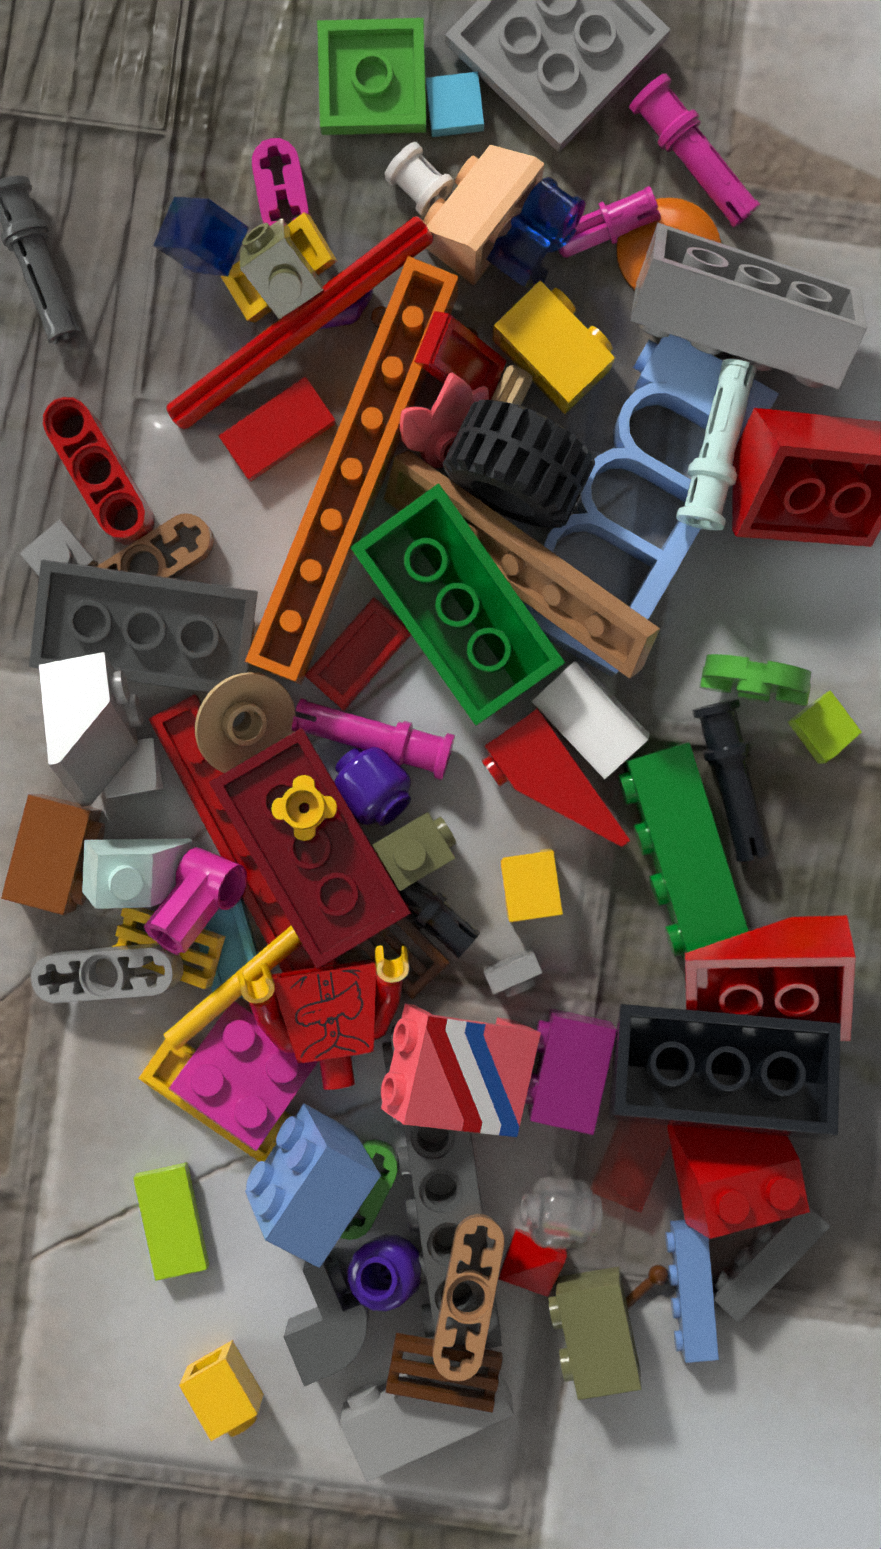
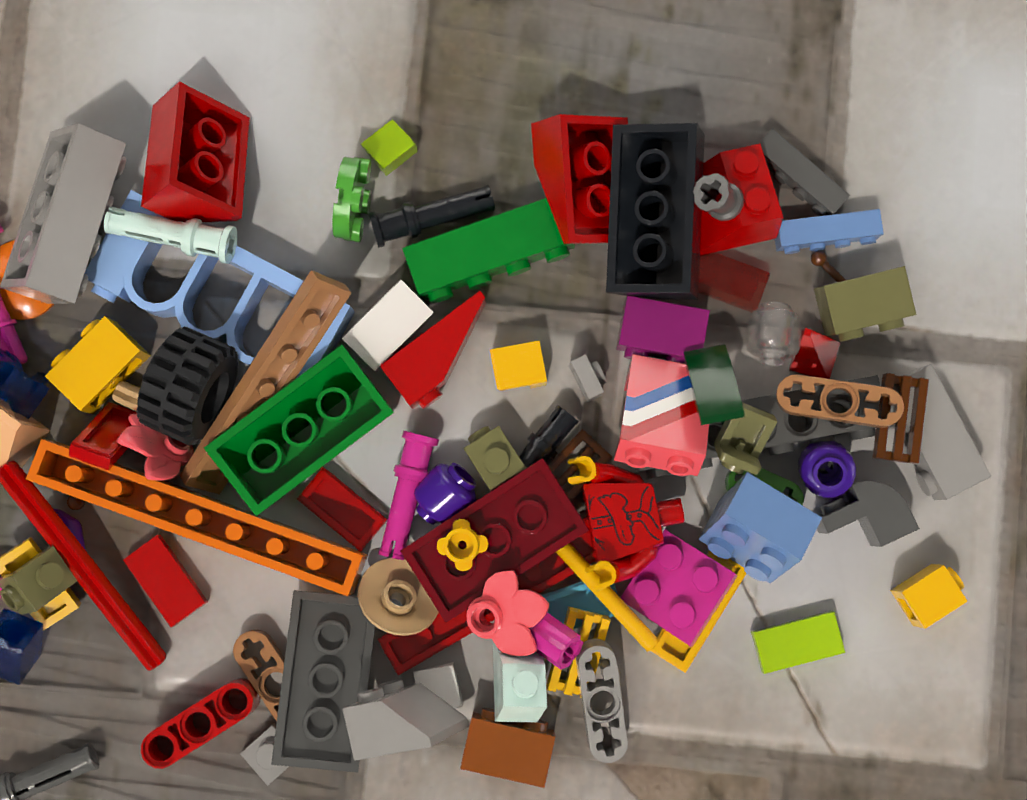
camera: 90 degrees left, 5 degrees down
(214, 870) = (513, 612): none -> coral plate
(425, 1172) = (744, 439): none -> olive bracket
(494, 1138) = (713, 384): none -> dark green slope
(747, 1141) = (709, 187): none -> dark grey bush

